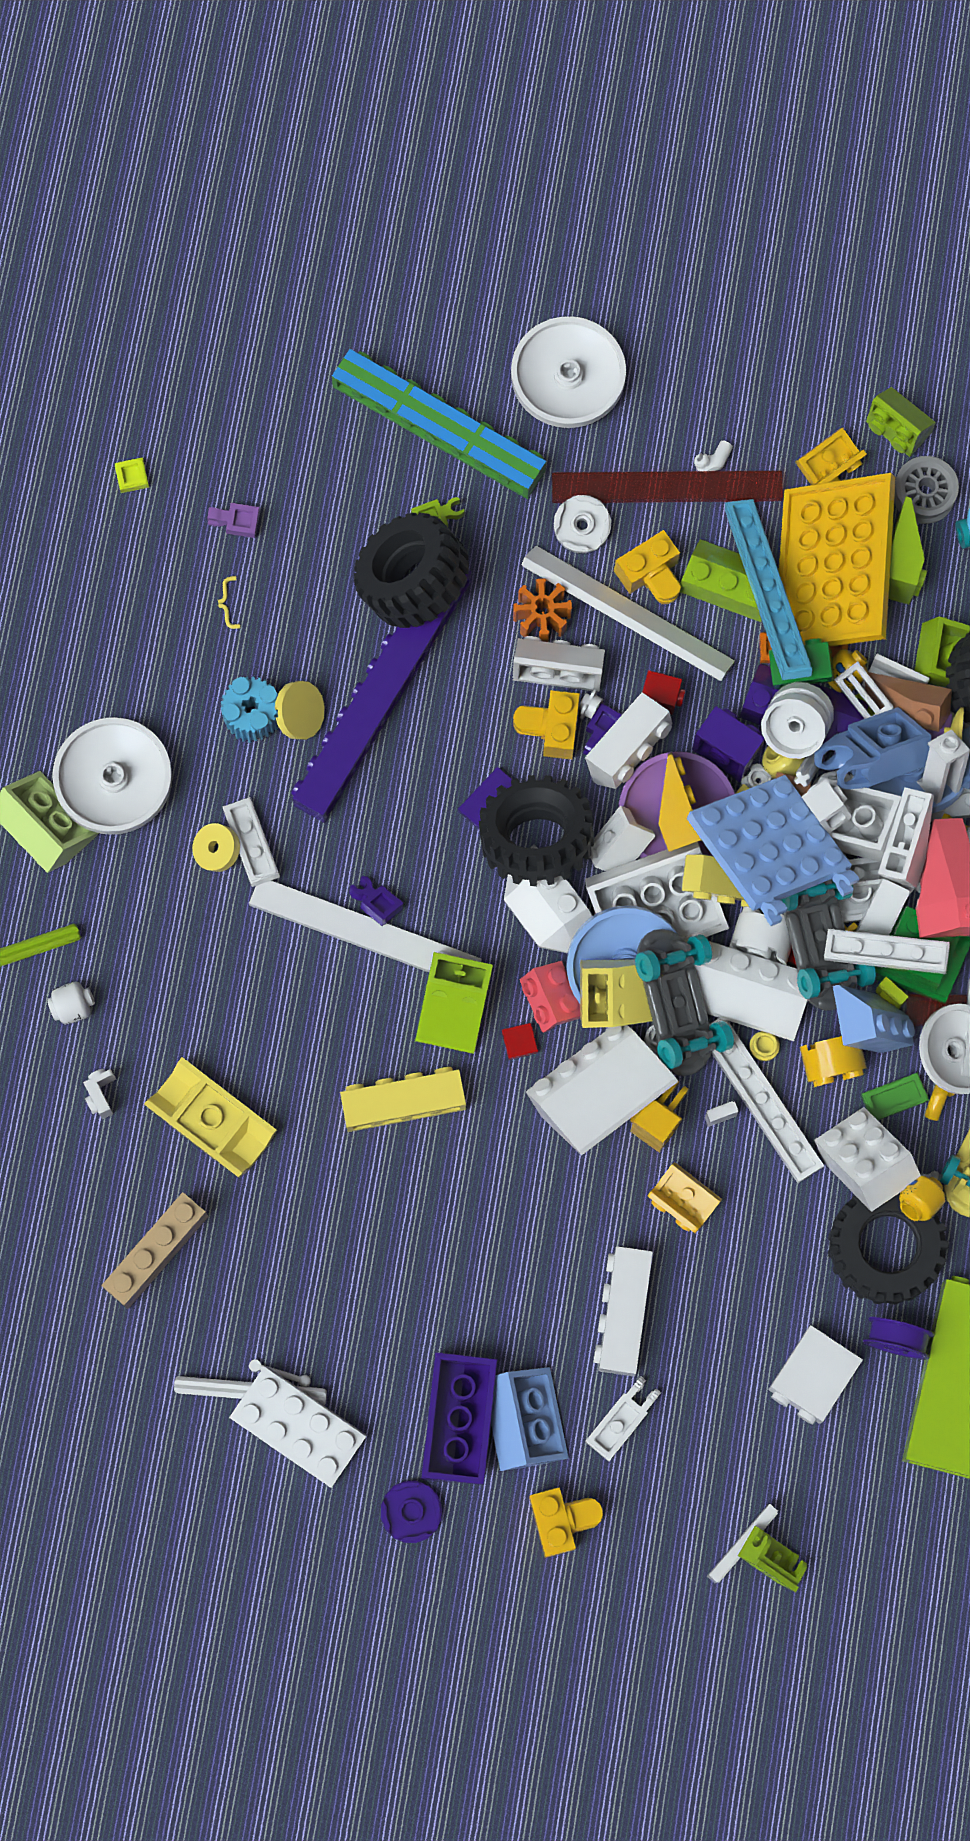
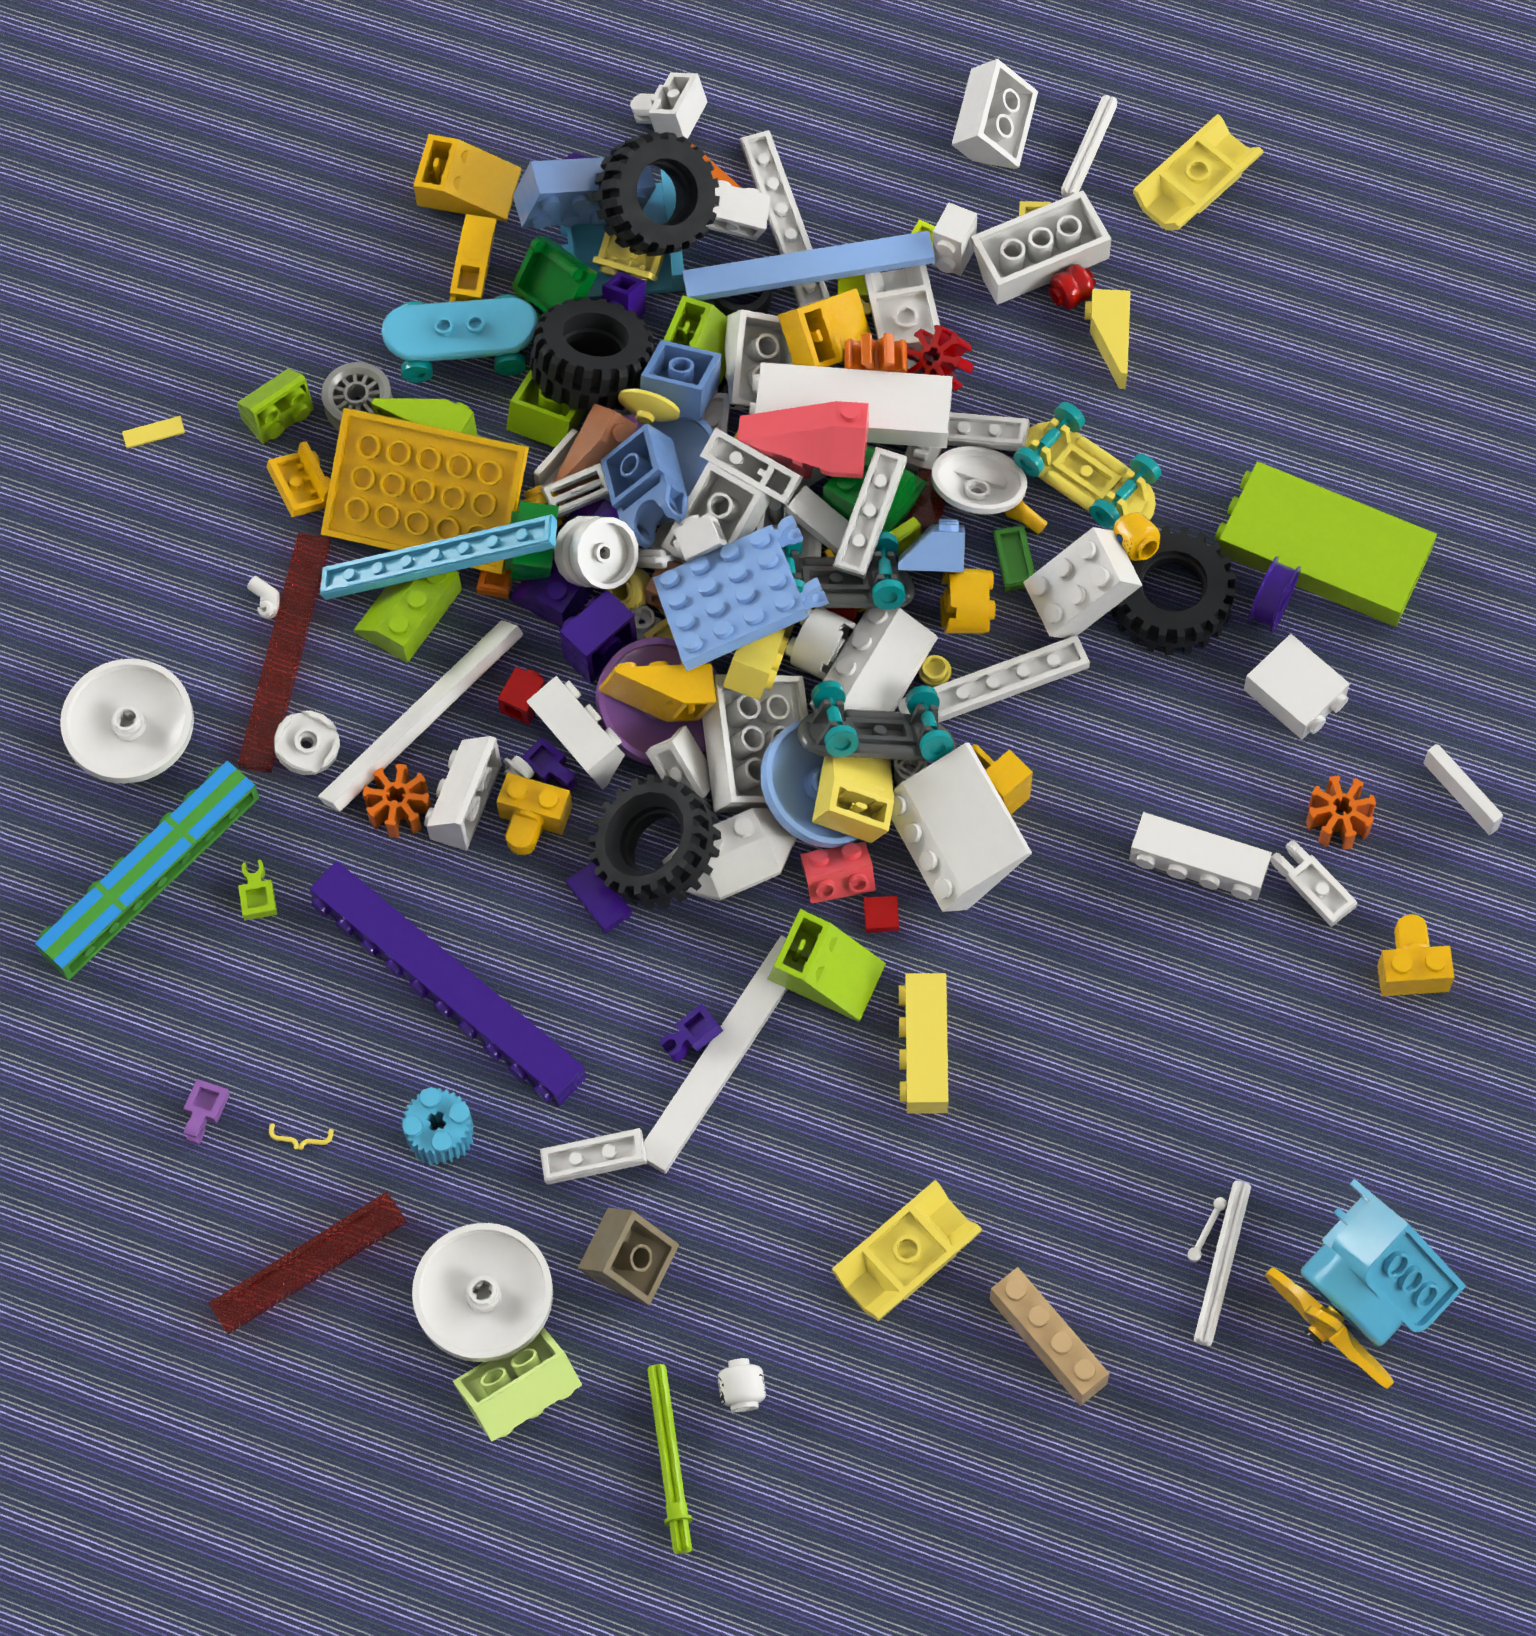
camera: 75 degrees left, 10 degrees down
(97, 1100) = (860, 1373): white bracket -> none
(118, 633) = (307, 1263): none -> clear red plate
(131, 475) = (116, 1219): neon yellow tile -> none
(167, 888) = (628, 1255): none -> dark tan slope
(227, 847) = (587, 1178): light yellow piece -> none
(237, 1517) = (1372, 1276): none -> medium azure brick
(298, 1426) = (1271, 1215): white plate -> none
(299, 710) = (453, 1070): light yellow tile -> none
(411, 1512) = (1381, 1117): dark purple tile -> none
(428, 587) = (287, 923): black tyre -> none
(459, 1419) = (1291, 1043): dark purple slope -> none
(526, 1420) = (1299, 981): light blue slope -> none
(650, 566) = (376, 680): yellow brick -> none
(684, 1198) = (1086, 777): yellow bracket -> none
(701, 1442) = (1355, 818): none -> orange gear
(721, 1113) = (1001, 724): white tile -> none
(772, 1559) = (1484, 762): lime hinge -> none
(856, 328) = (153, 432): none -> light yellow window
(944, 765) = (681, 419): white window -> none

